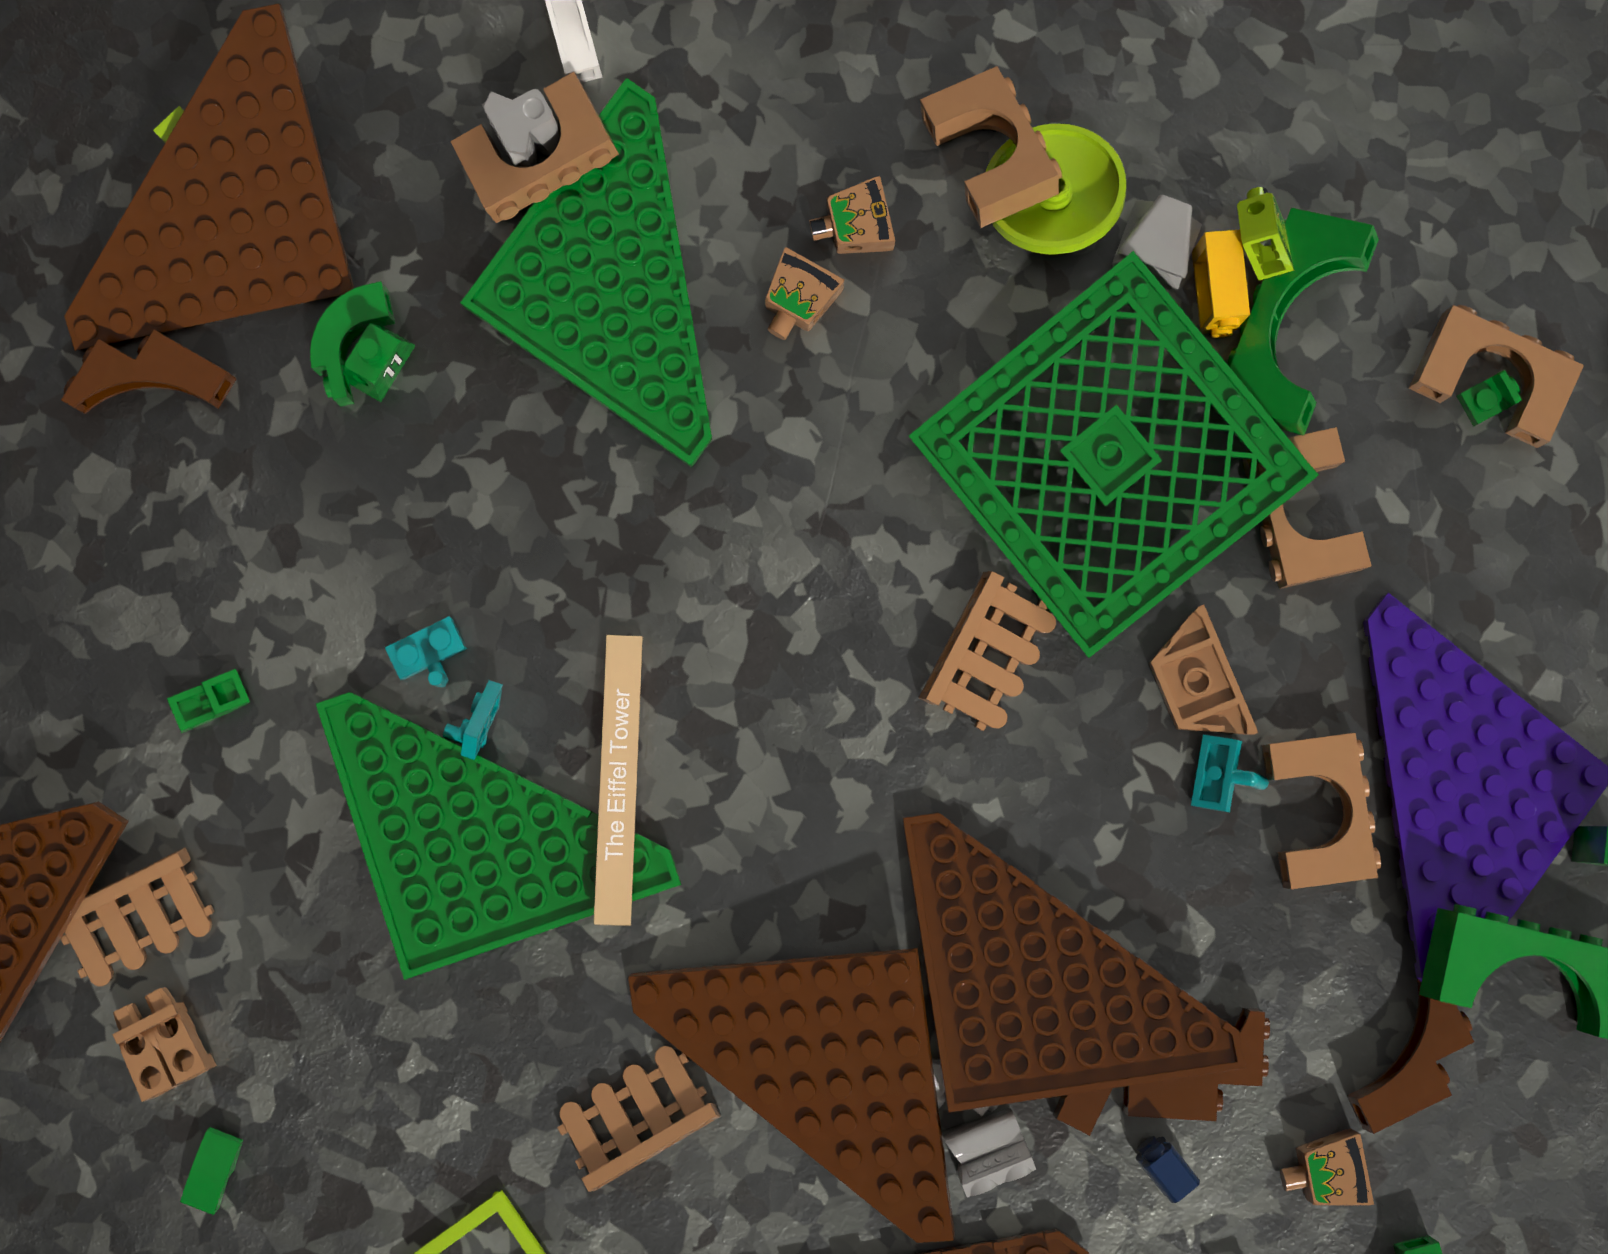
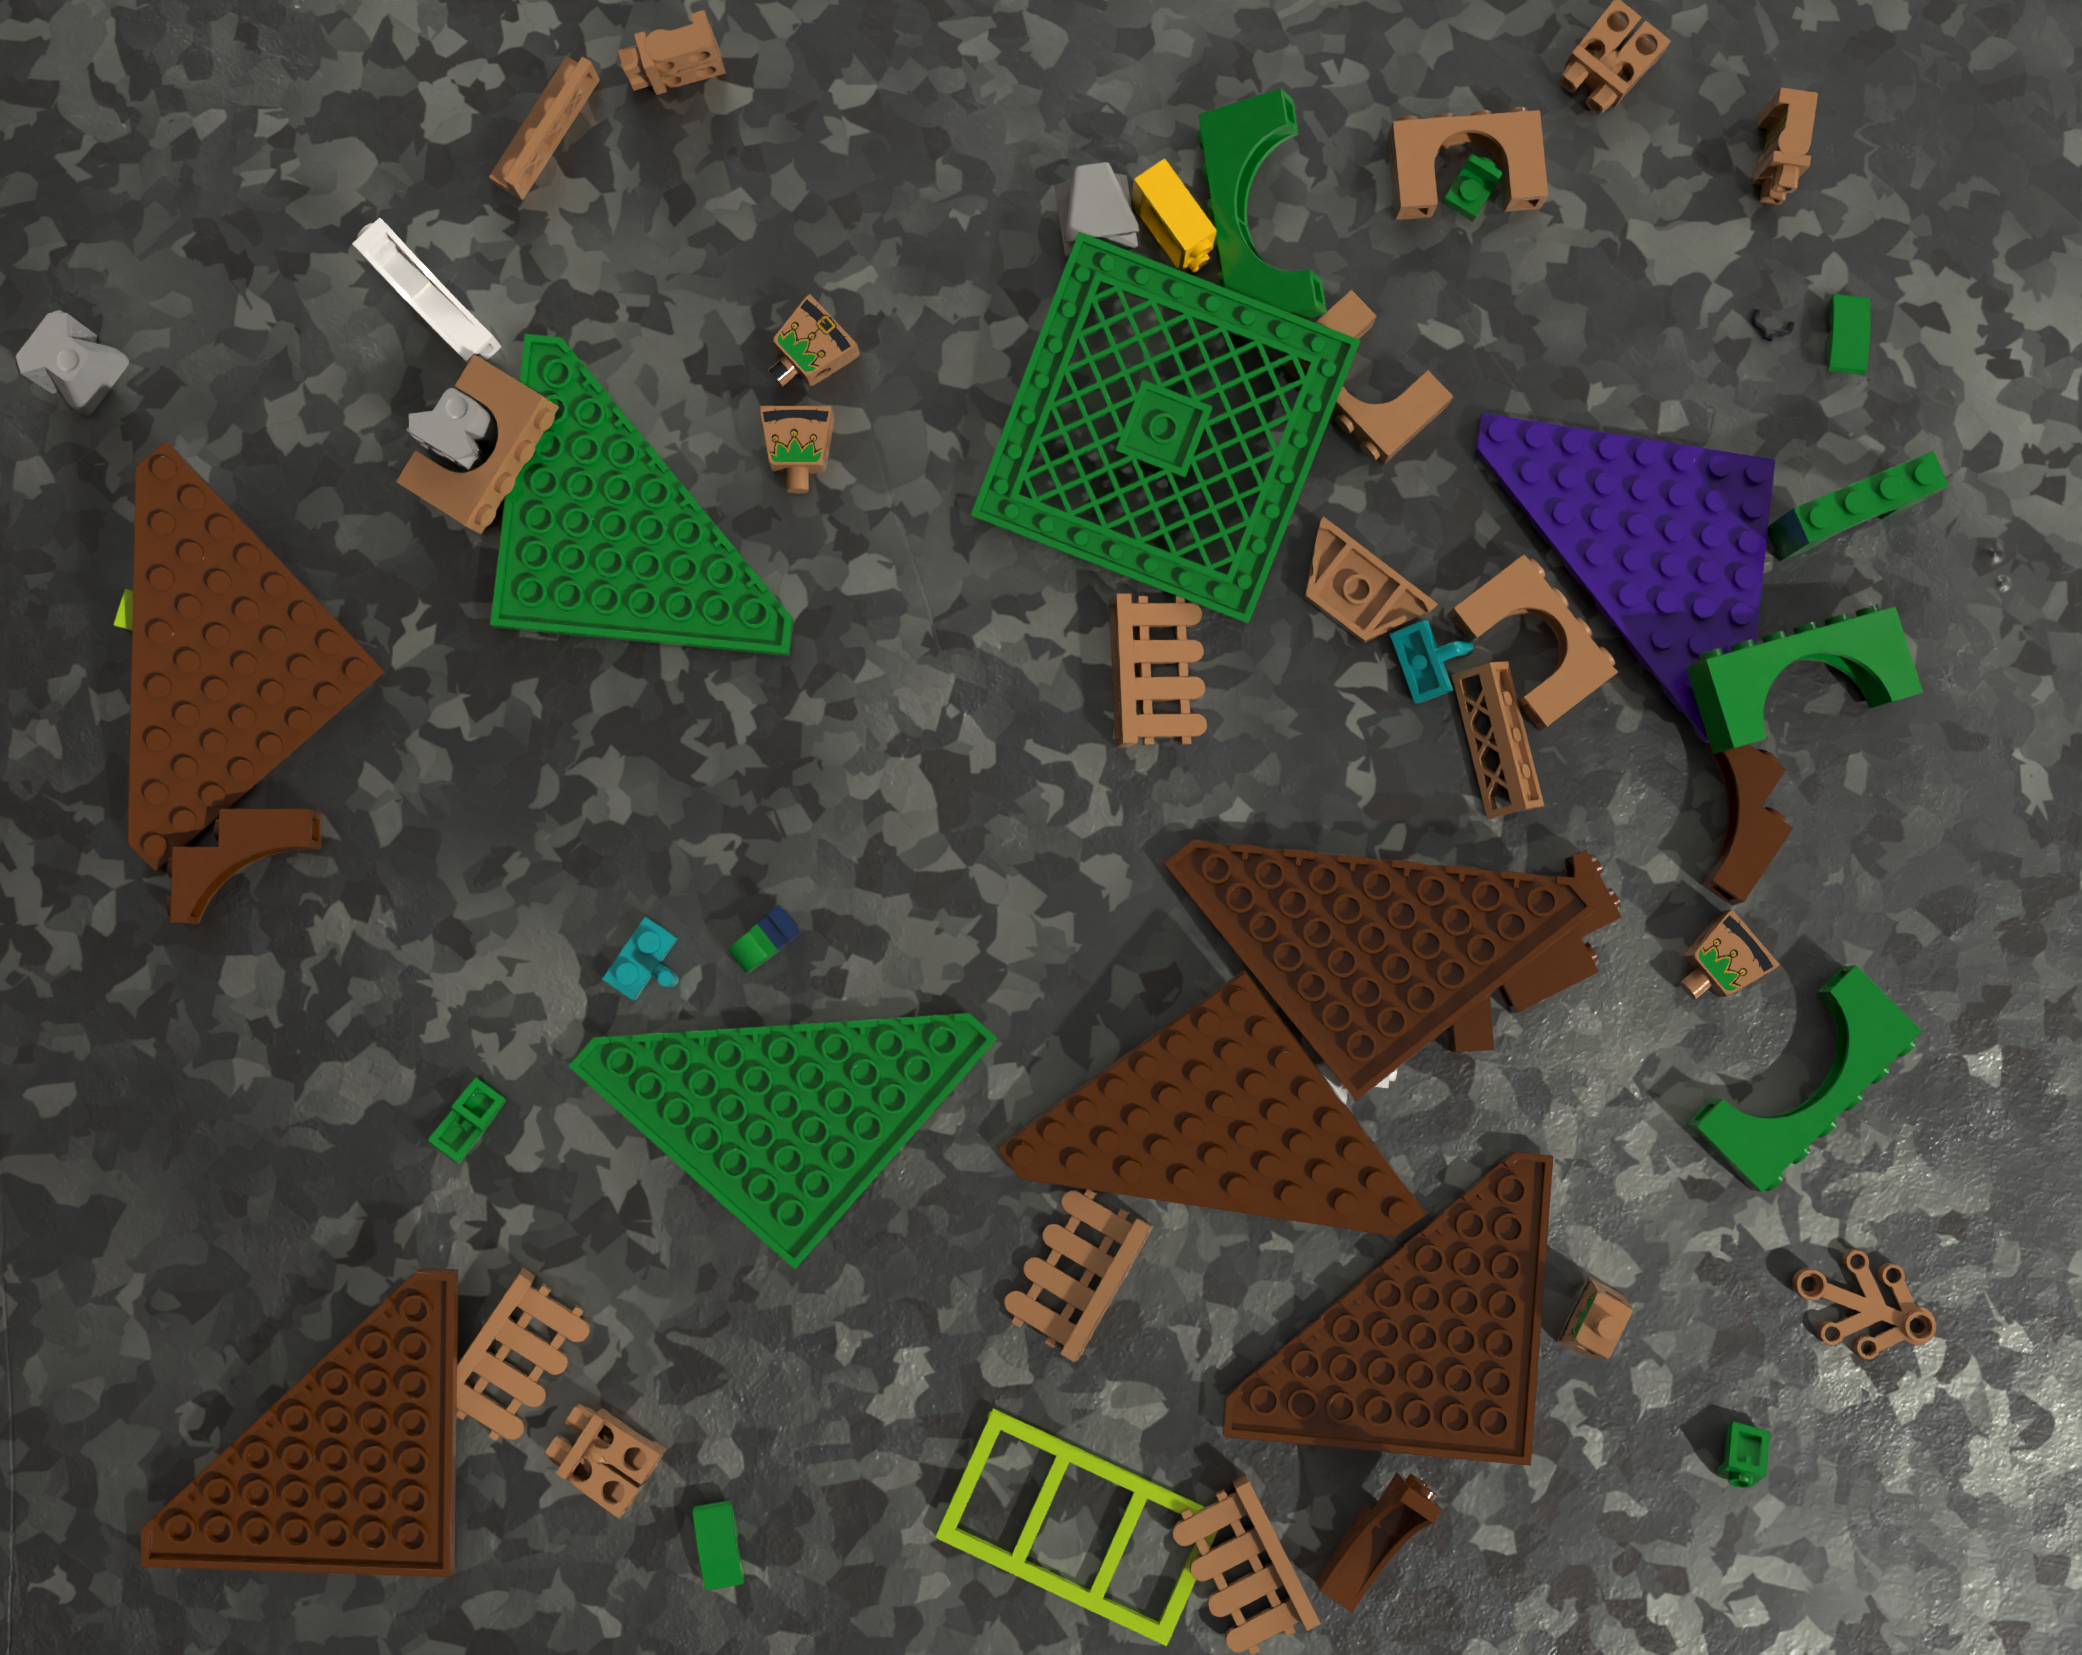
camera: 30 degrees left, 0 degrees up
(340, 328) = (390, 712): green arch -> none
(377, 360) = (443, 720): green torso -> none
(474, 731) = (728, 1007): teal plate -> none
(537, 691) = (765, 939): none -> leg
(618, 781) = (886, 976): tan tile -> none
(989, 1152) = (1413, 1116): light grey piece -> none
(990, 103) = (871, 172): medium nougat arch -> none
(1088, 196) = (975, 216): lime dish -> none
(1166, 1168) = (1579, 1039): dark blue brick -> none
(1254, 879) = (1510, 739): none -> medium nougat fence
(1262, 221) = (1178, 141): lime torso -> none

